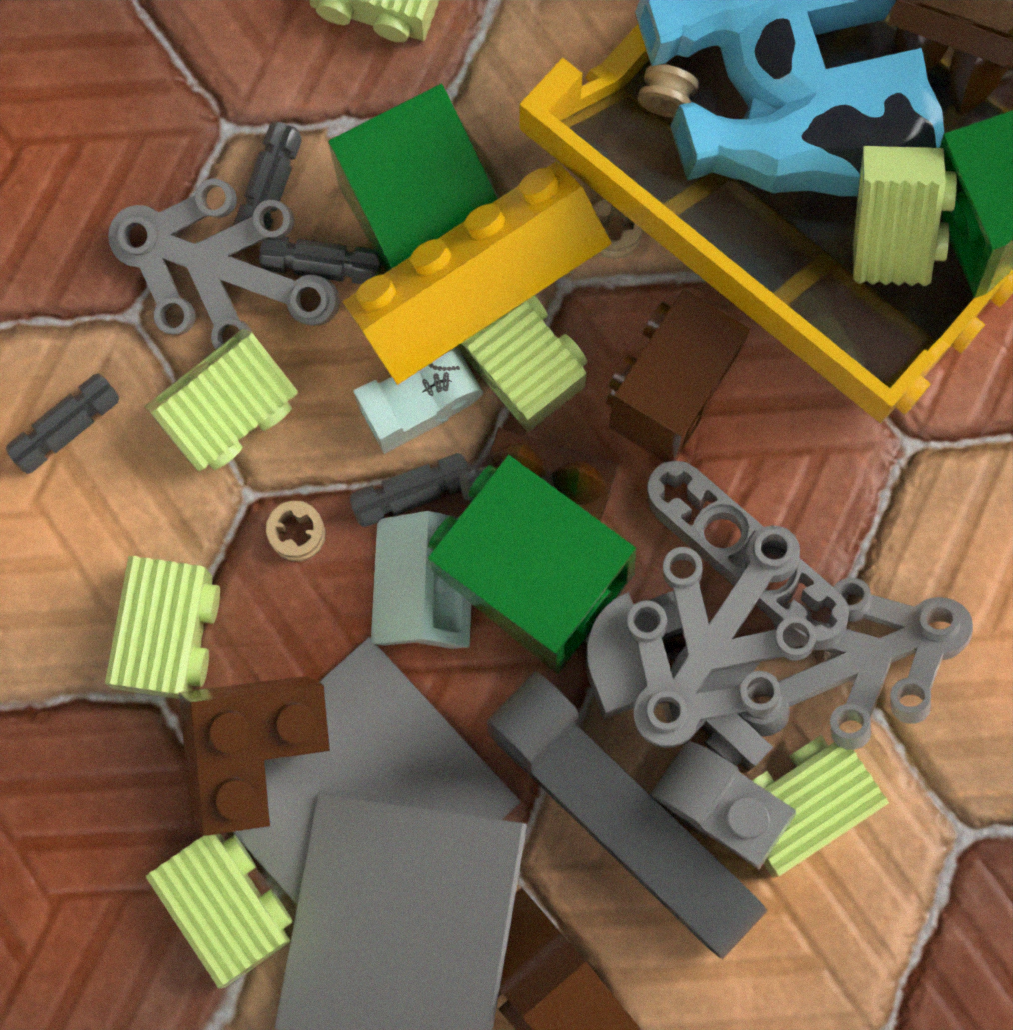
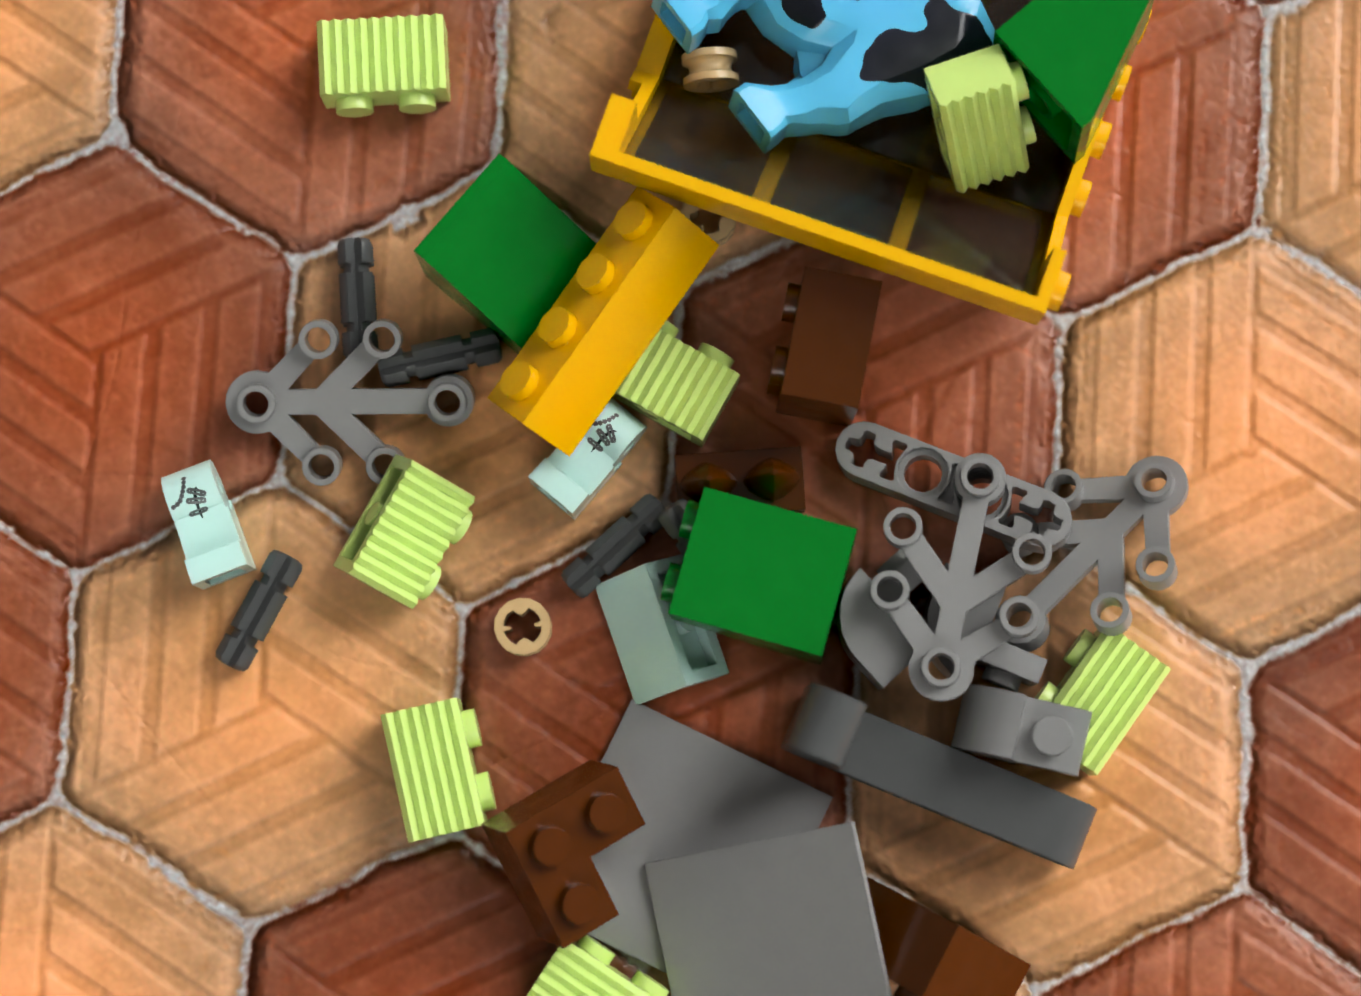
camera: 25 degrees left, 5 degrees up
(47, 329) = (206, 525): none -> light aqua leg

